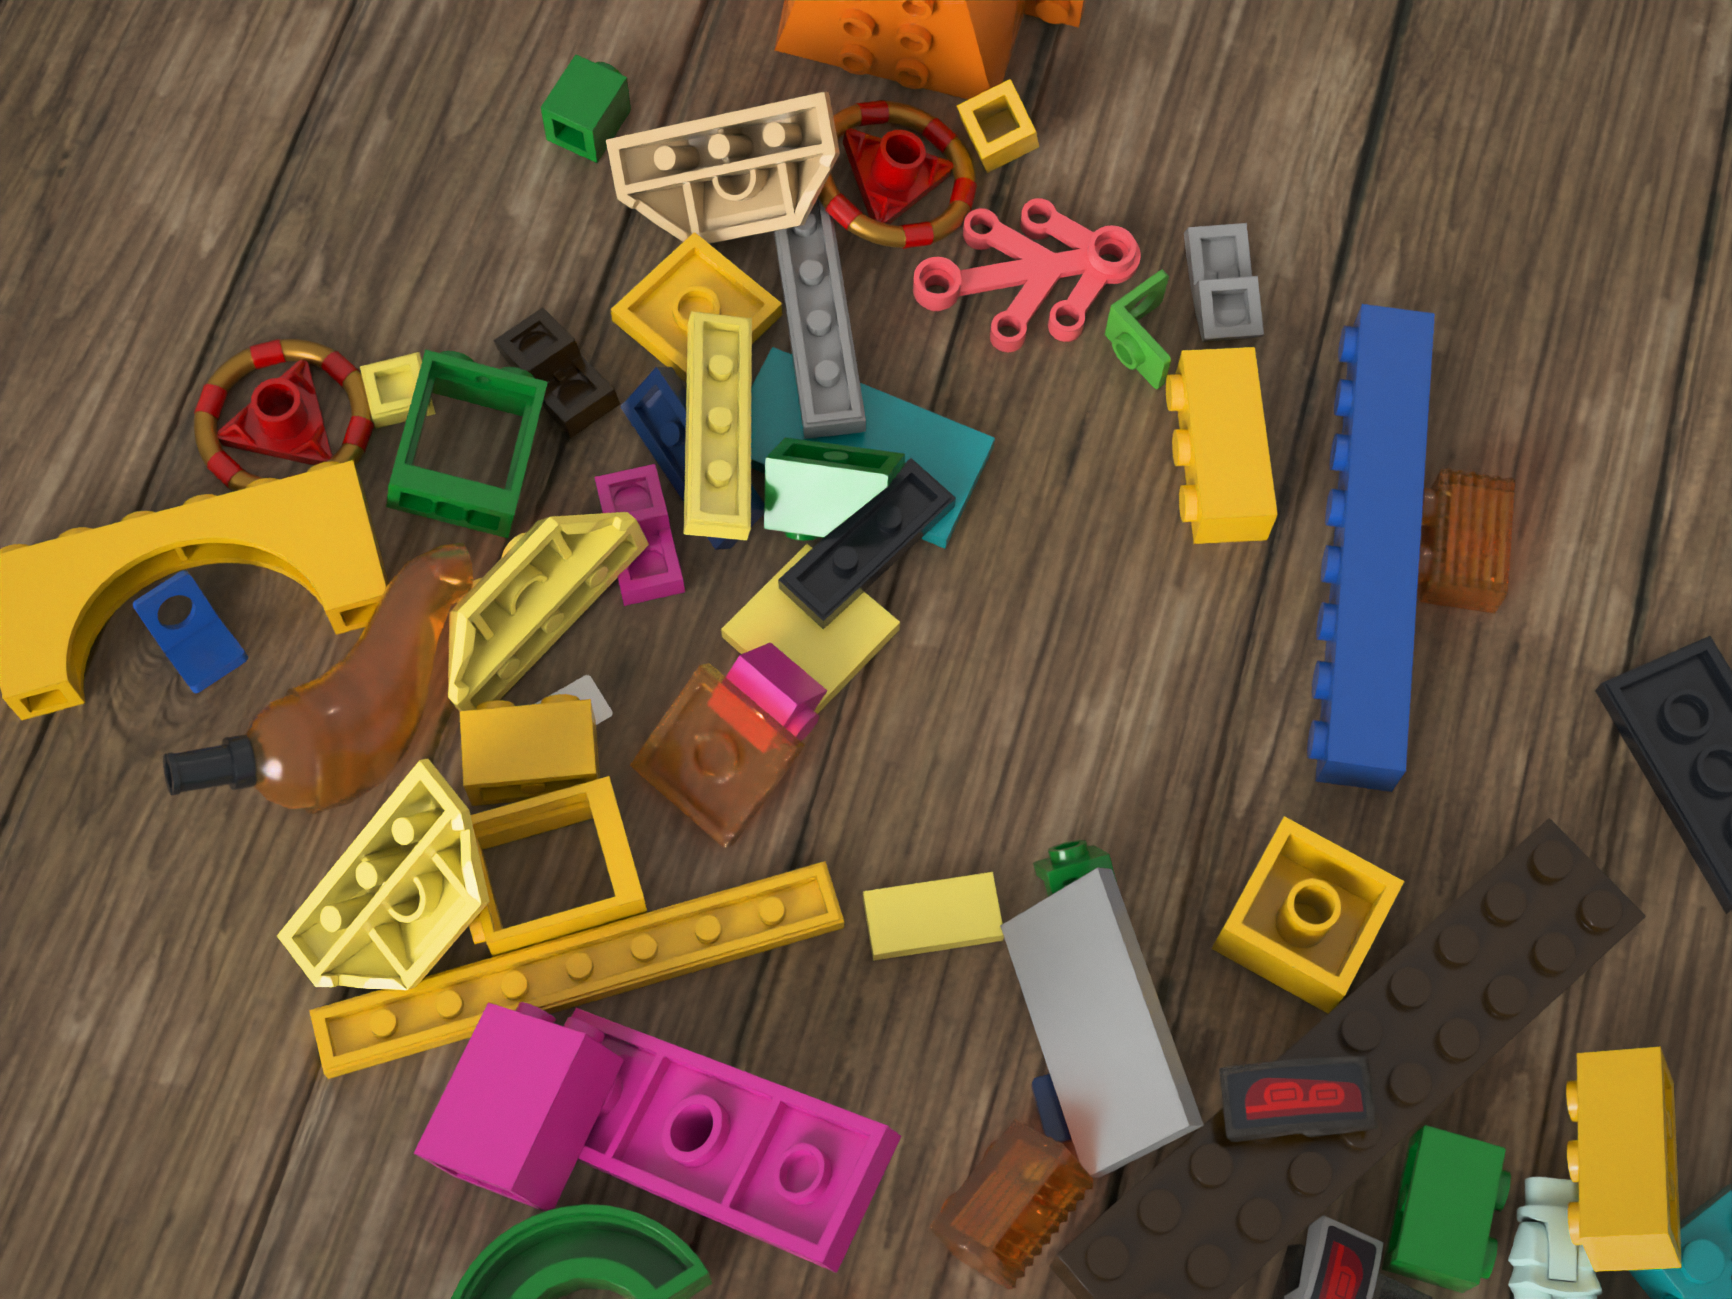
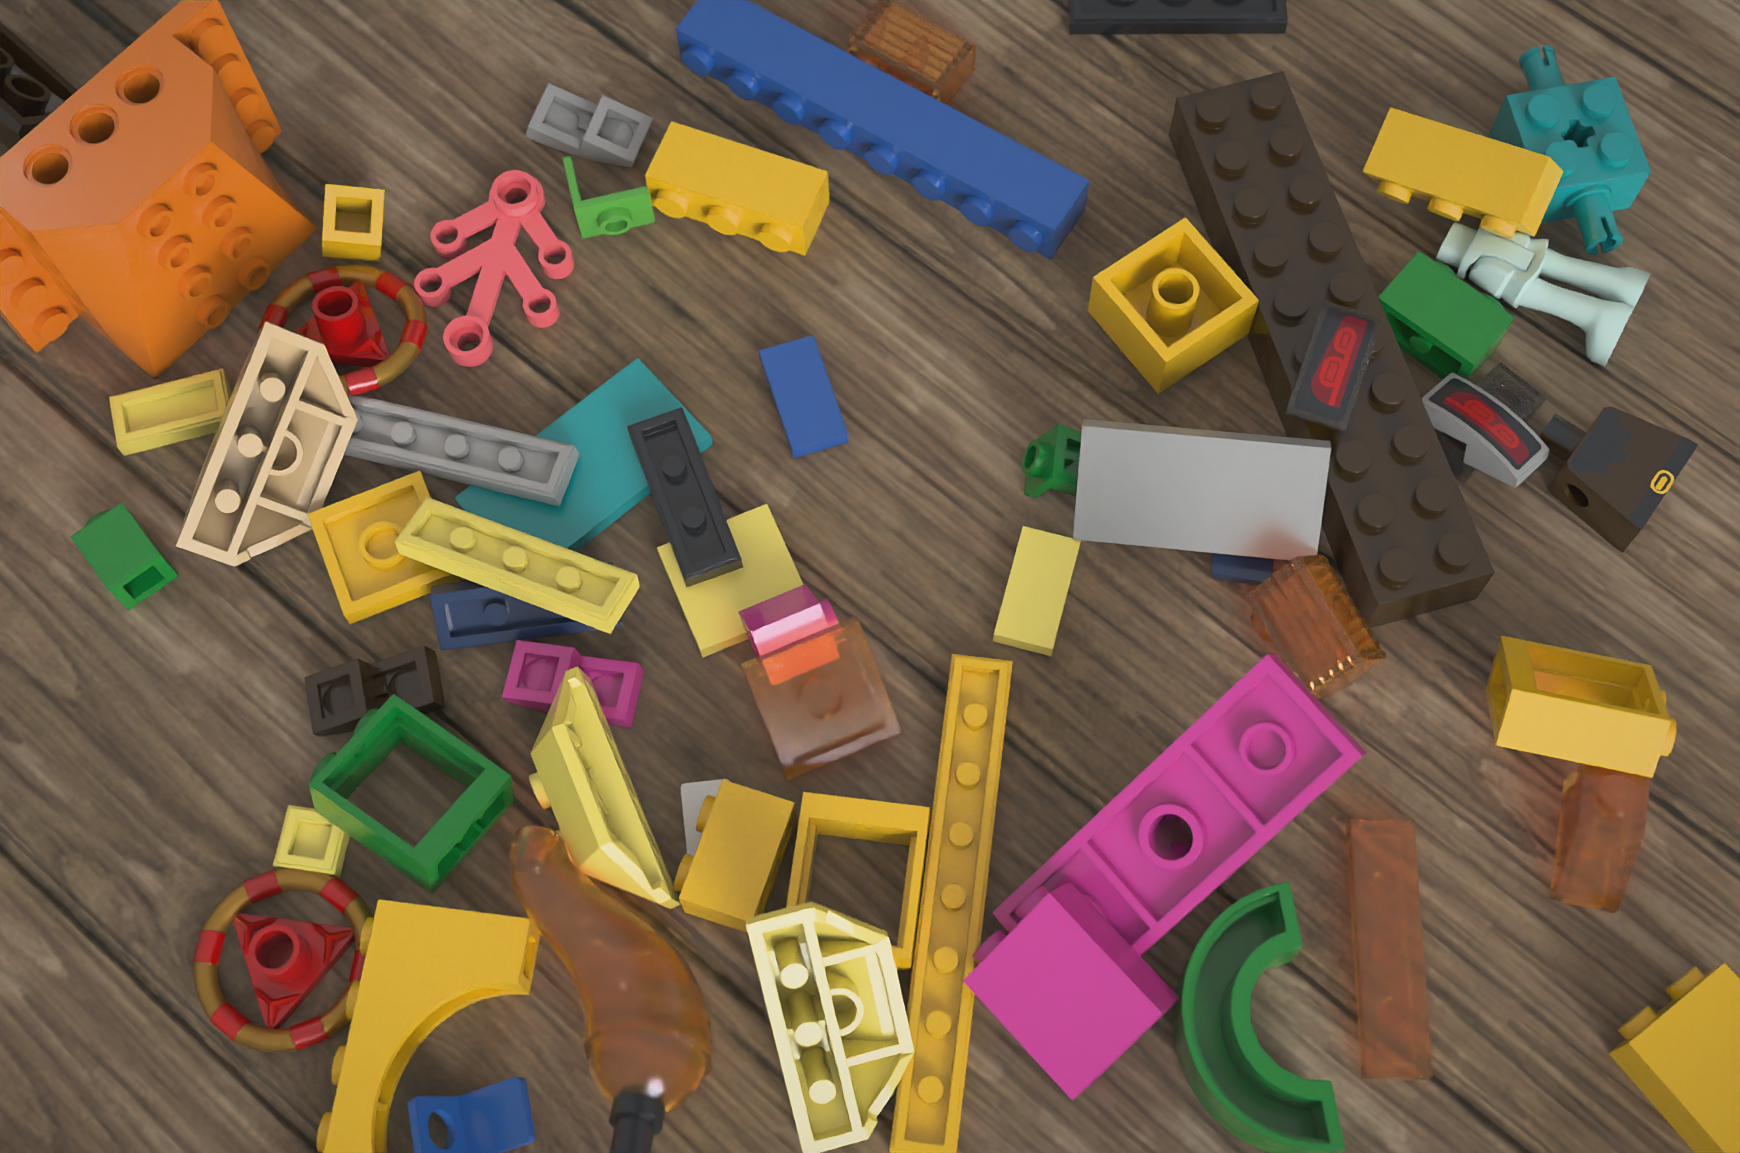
camera: 60 degrees left, 0 degrees up
(741, 70) = (170, 411): none -> light yellow tile
(821, 484) = (621, 500): slope -> none
(1033, 607) = (803, 396): none -> blue tile

